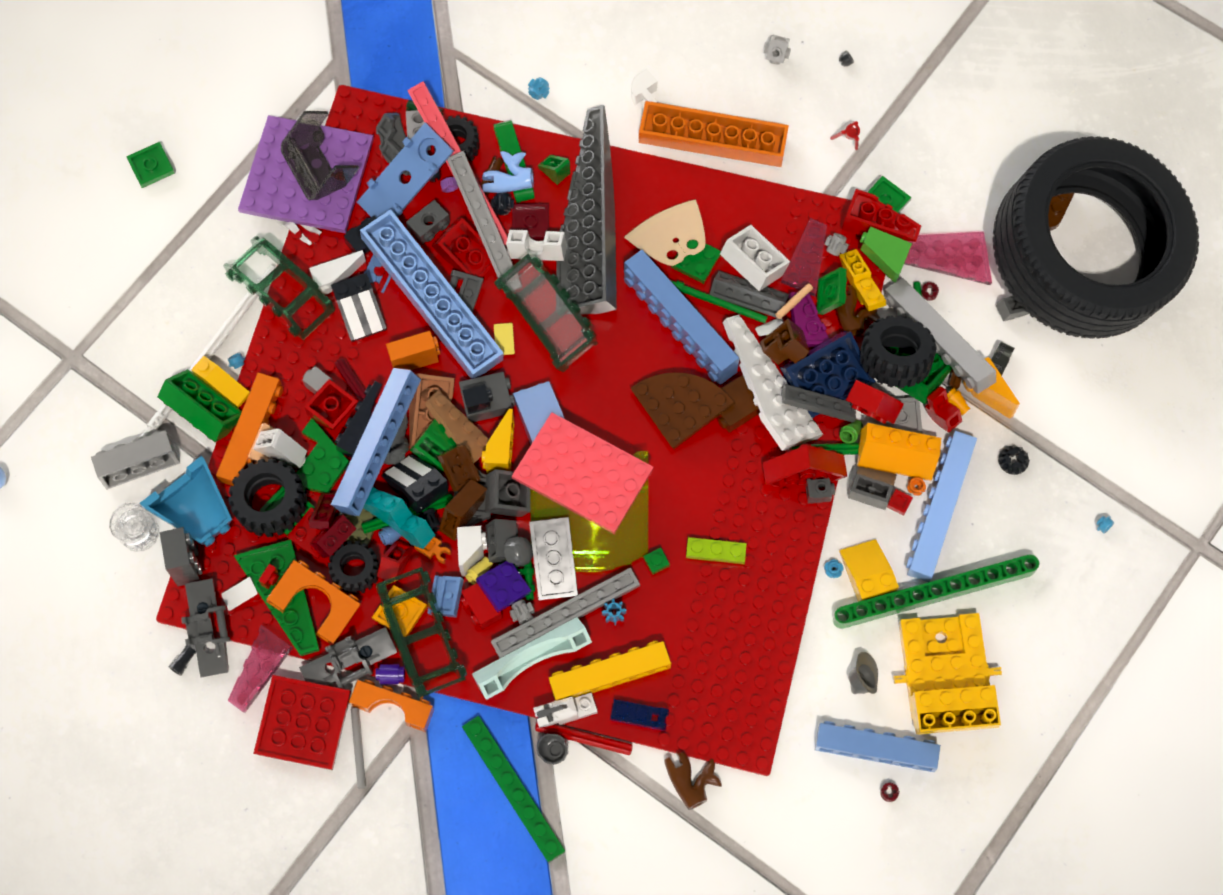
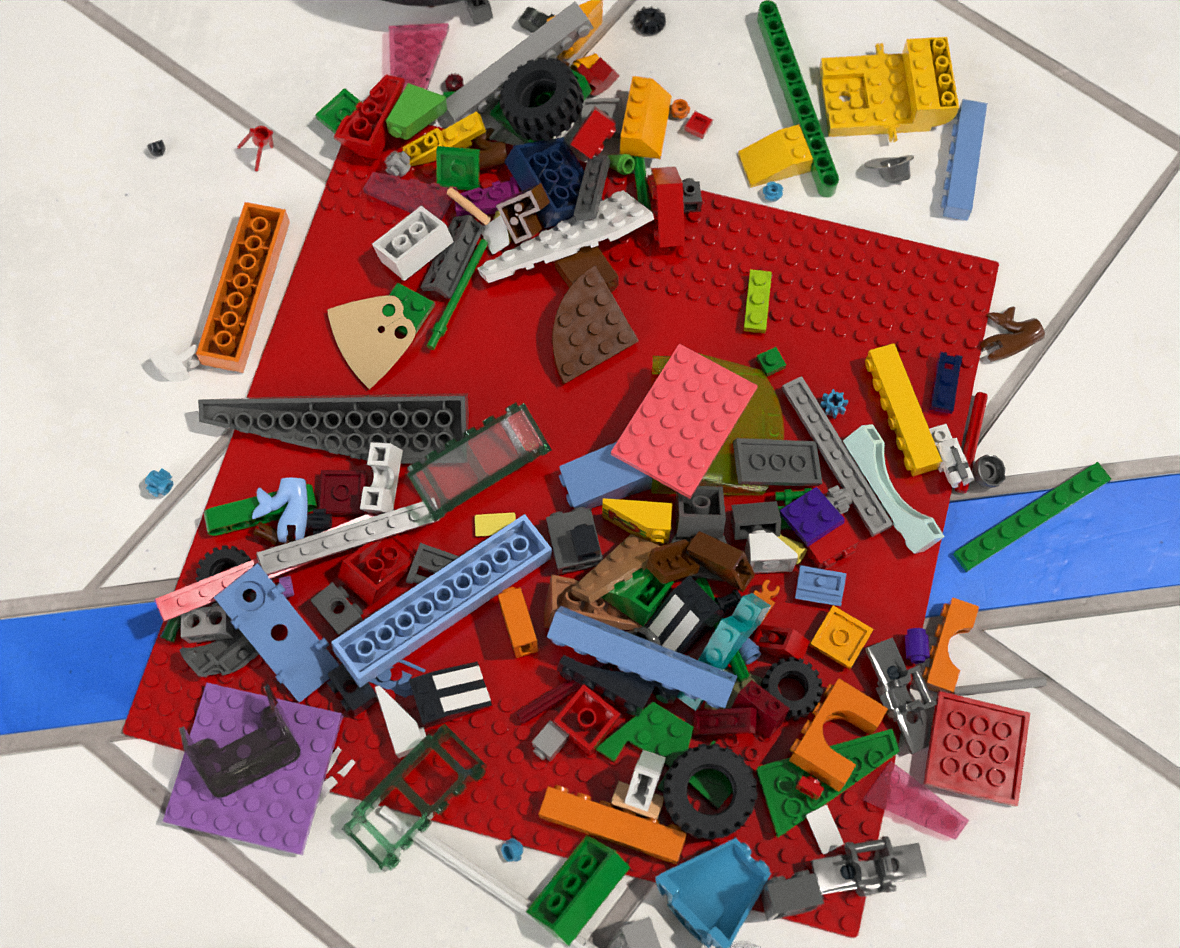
camera: 90 degrees left, 0 degrees up
(182, 660) = (911, 902): black pin -> none
(220, 381) = (545, 866): yellow slope -> none
(402, 642) = (845, 642): clear green windscreen -> none
(518, 551) = (770, 498): dark grey hair -> none
(555, 168) = (272, 462): green slope -> none
(680, 317) = (483, 323): medium blue brick -> none
(777, 43) = (137, 214): light grey brick -> none
(872, 487) = (683, 146): dark grey slope -> none
(885, 797) = (1003, 157): dark red bush -> none
(942, 506) = (705, 85): light blue brick -> none

